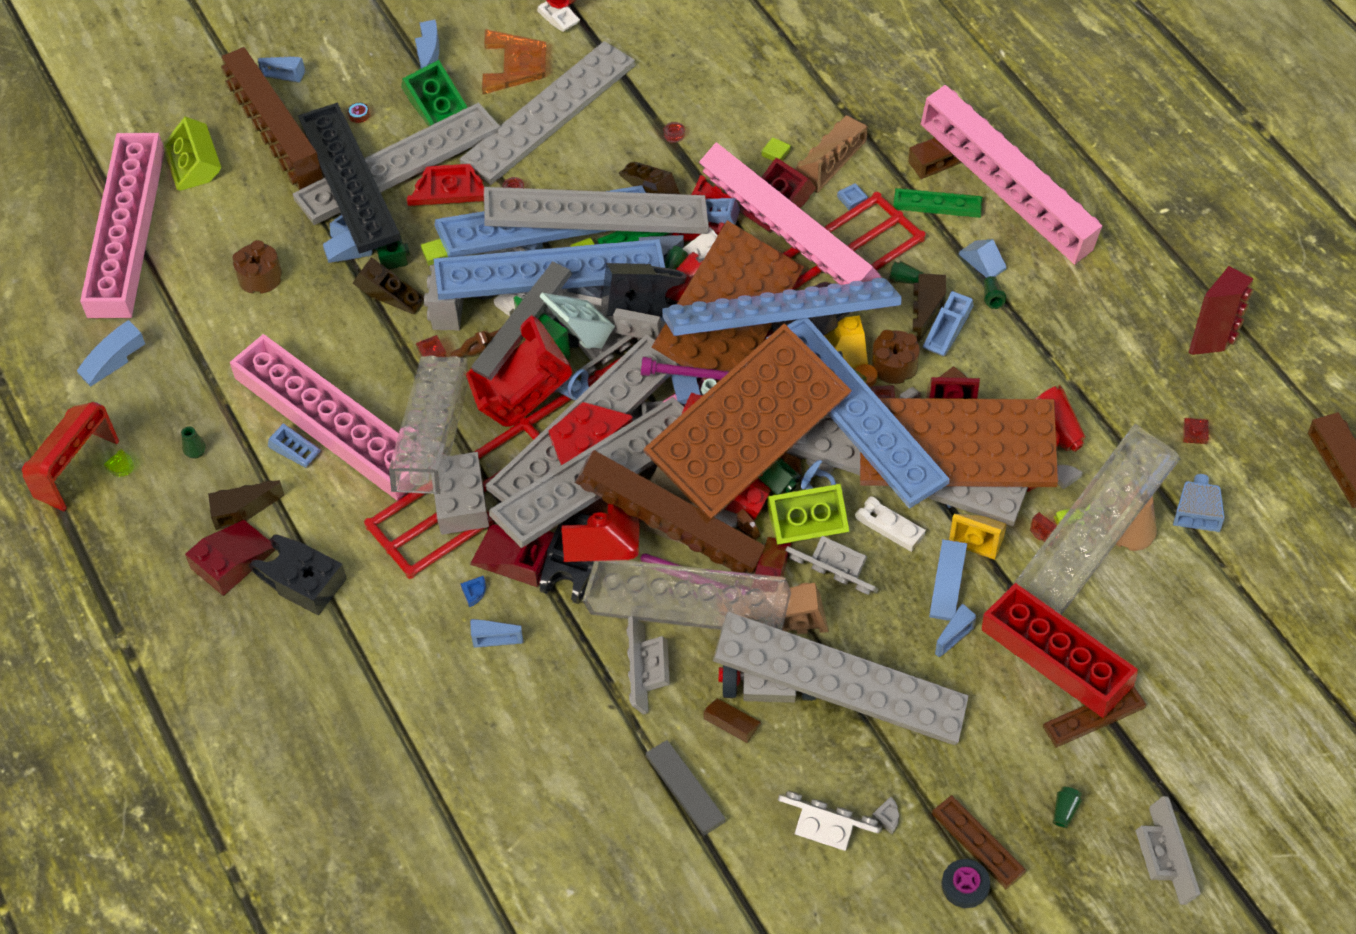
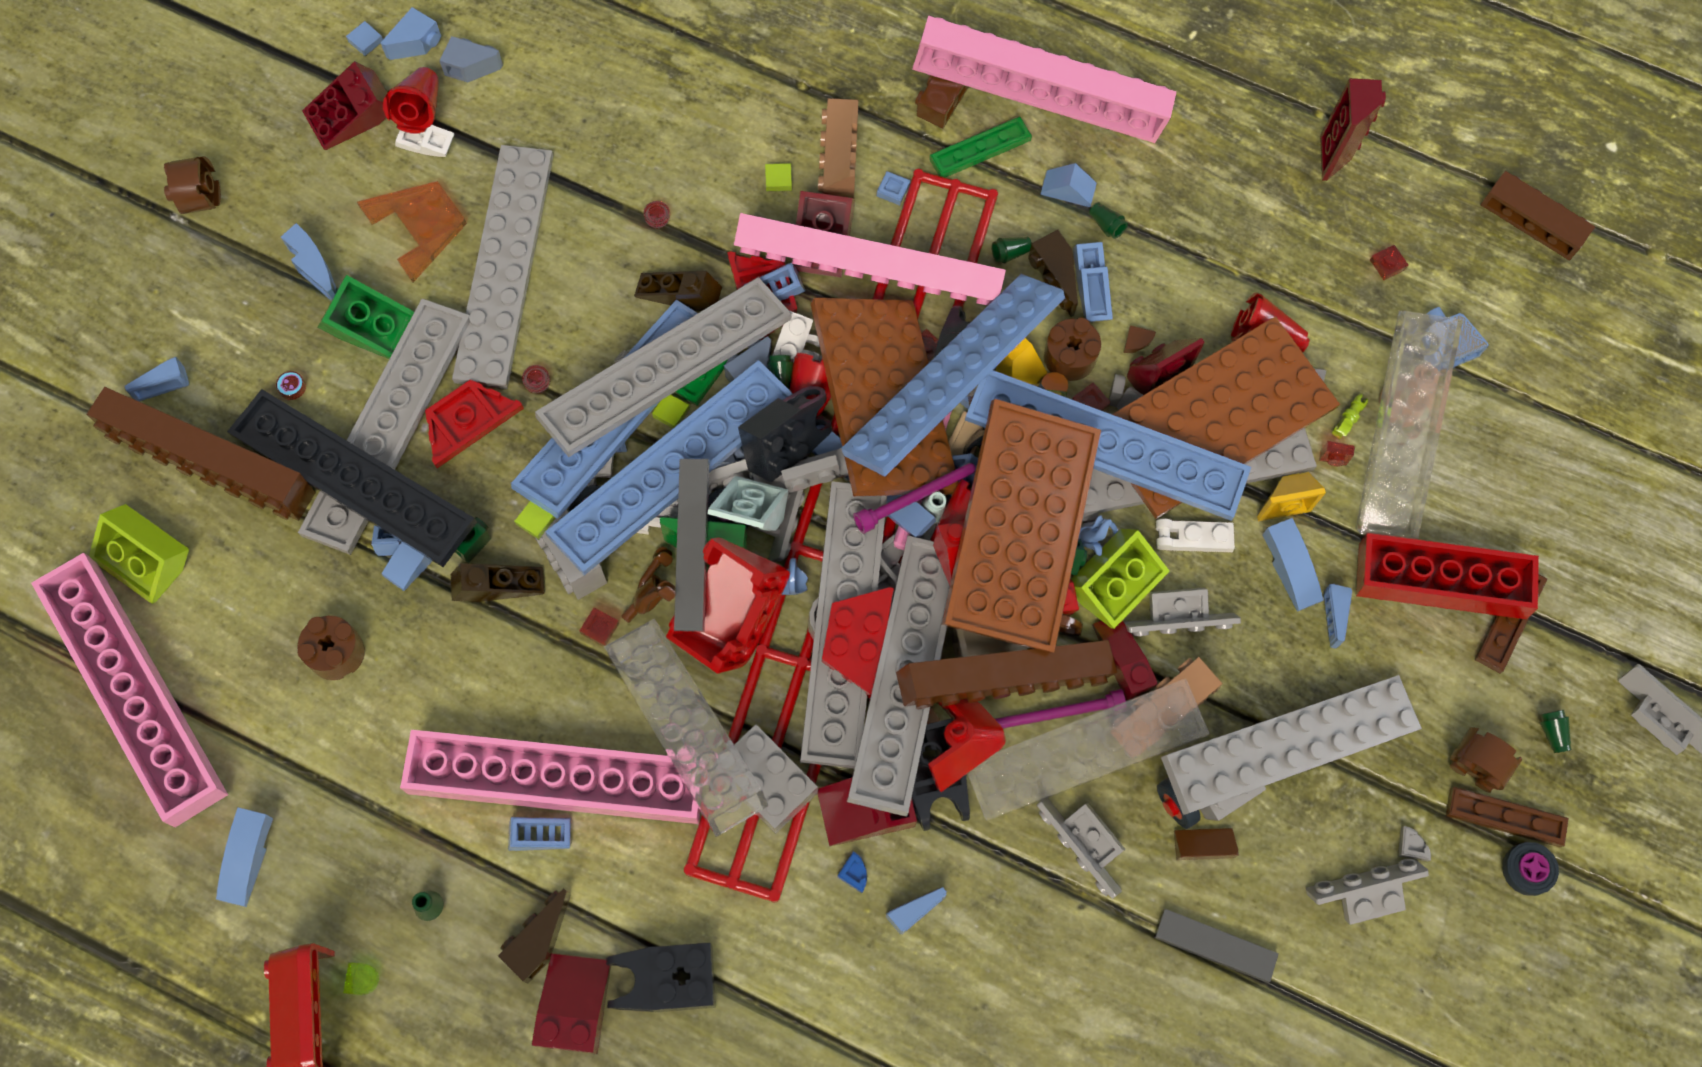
camera: 40 degrees left, 15 degrees up
(986, 784) = (1485, 759): none -> reddish brown brick

